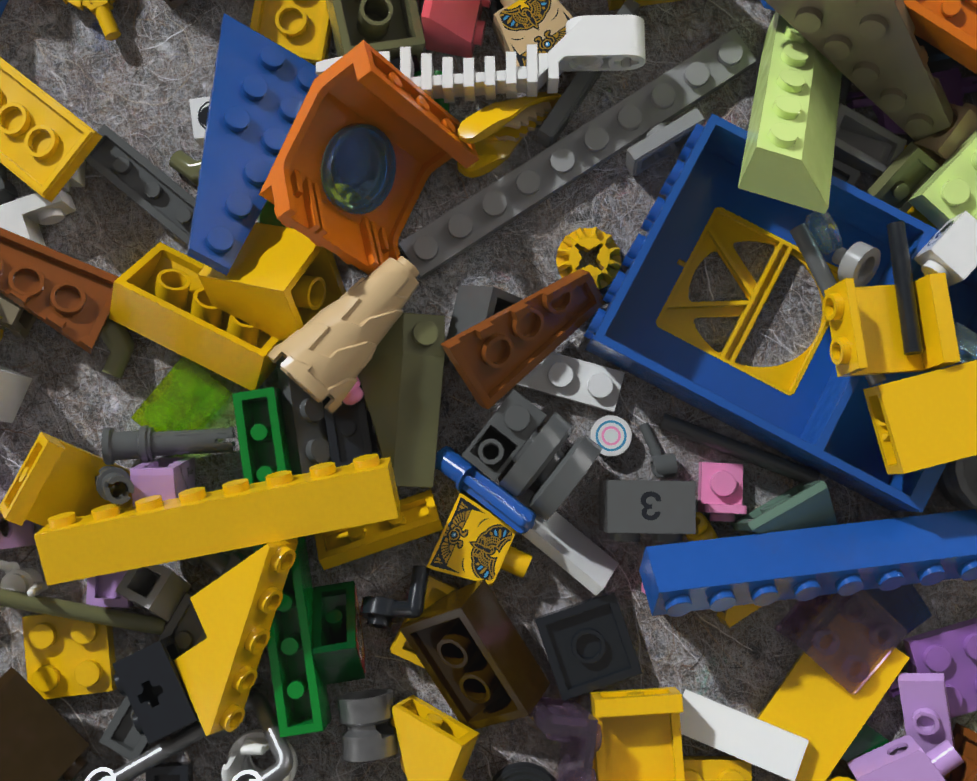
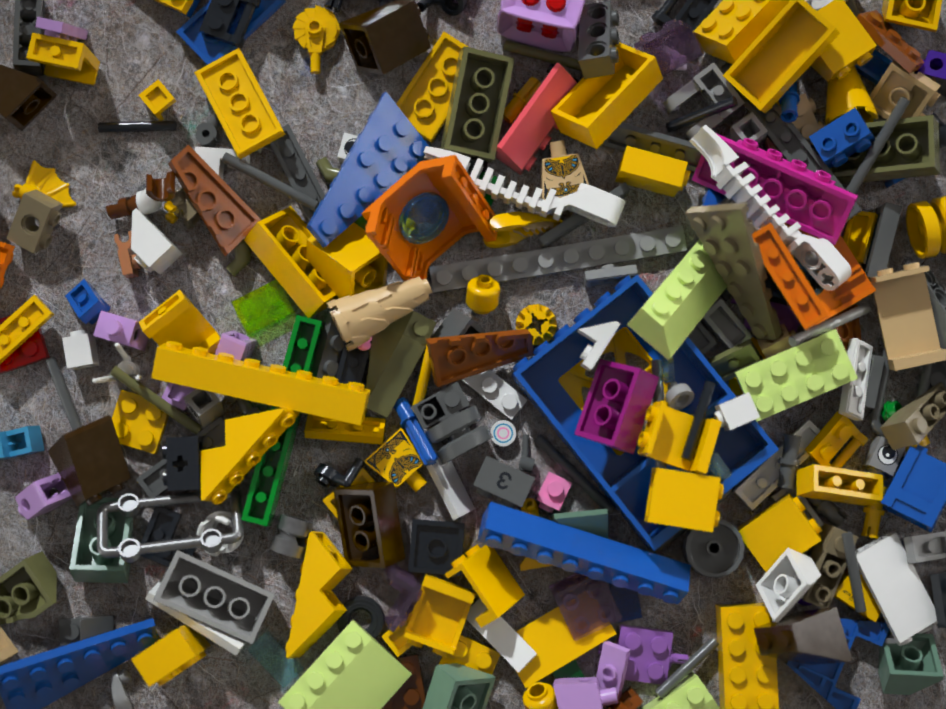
camera: 20 degrees right, 0 degrees up
(105, 215) = (269, 181): none -> dark grey piece
(117, 493) = (208, 343): dark grey pin -> none
(147, 444) = (235, 322): dark grey pin -> none
(338, 633) = (297, 477): dark green slope -> none
(461, 406) = (423, 379): none -> yellow bar
(493, 247) = (482, 294): none -> yellow head
(692, 664) = (490, 581): none -> yellow panel
(703, 229) = (600, 336): none -> white slope
(772, 318) = (616, 405): none -> magenta slope

